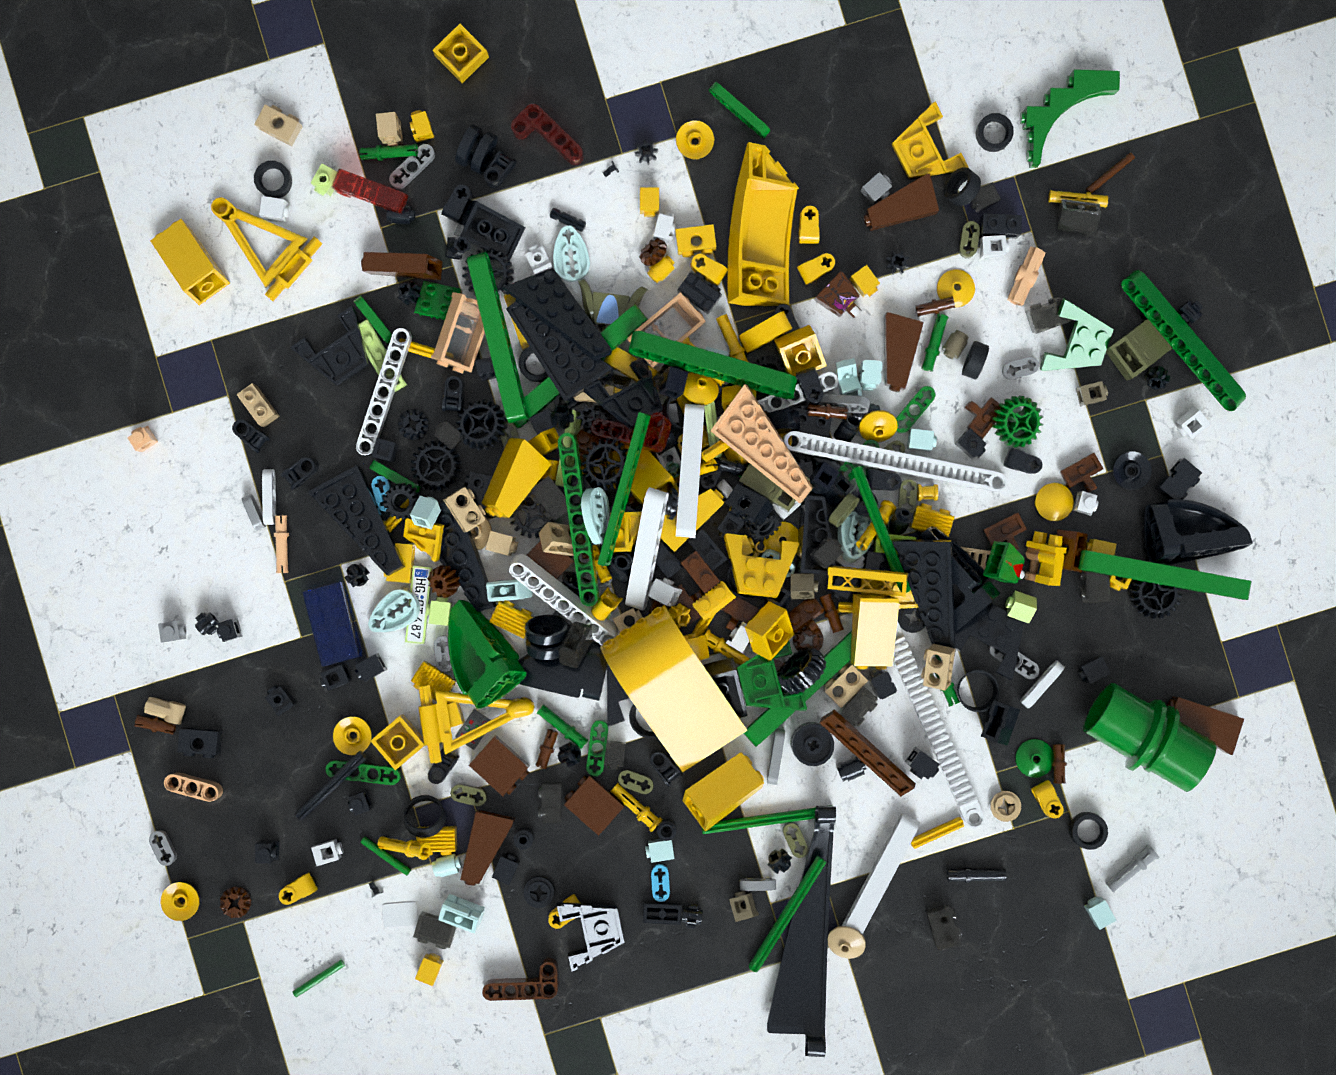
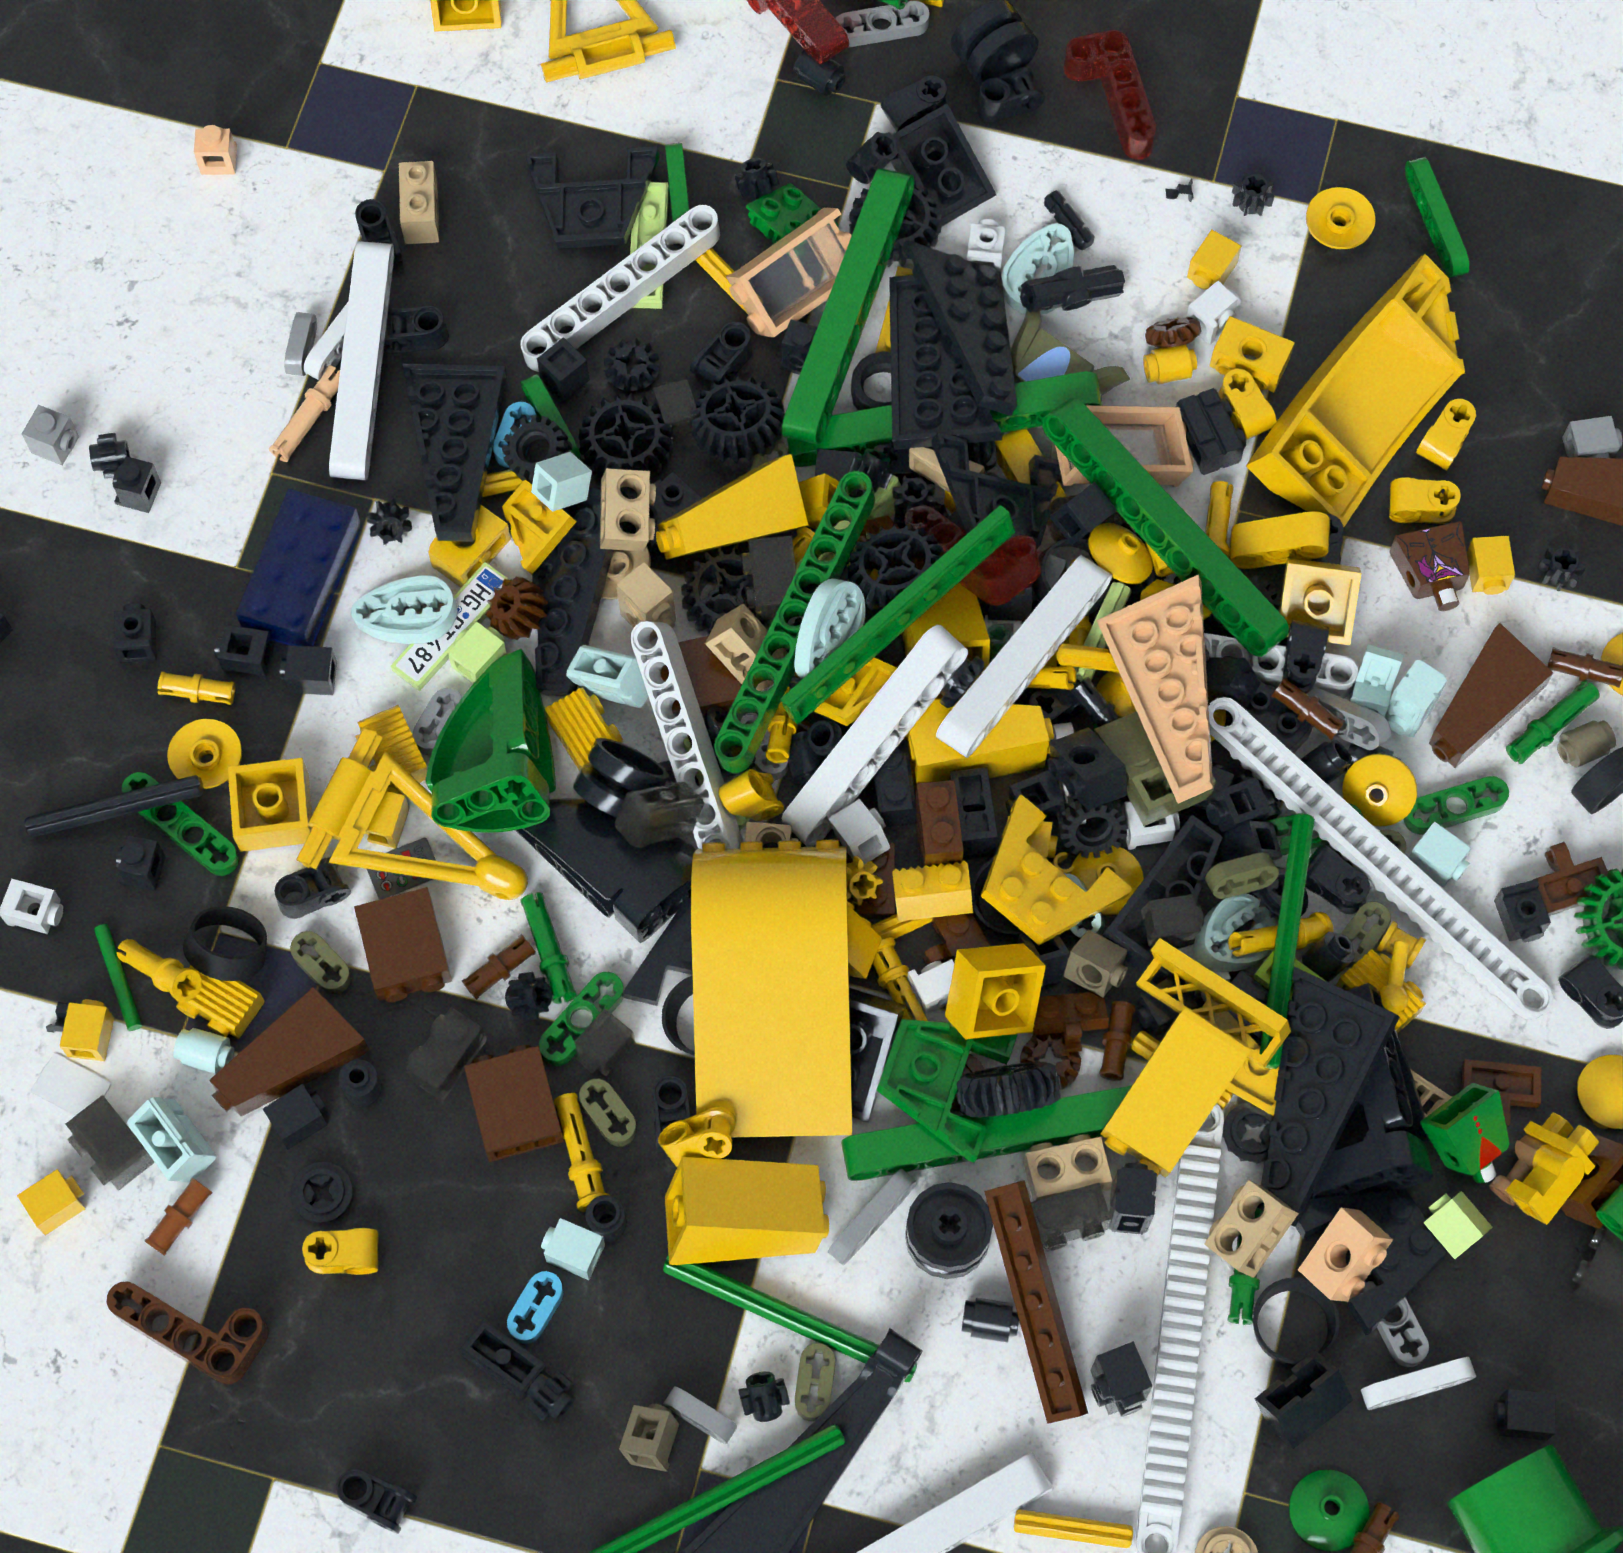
camera: 30 degrees right, 20 degrees down
(290, 506) = (361, 360): none -> white beam
(326, 707) = (196, 688): none -> yellow pin
(391, 889) = (87, 1030): none -> yellow brick
(402, 265) = (777, 136): reddish brown slope -> none
(486, 941) = (178, 1216): none -> dark orange pin
(593, 259) = (1072, 288): none -> black piece
(600, 928) = (381, 1313): wing -> none
(650, 1002) = (377, 1499): none -> black piece
(685, 775) = (696, 1138): none -> yellow piece
(939, 522) = (1393, 994): none -> yellow bar
(983, 642) = (1326, 1261): none -> light nougat brick

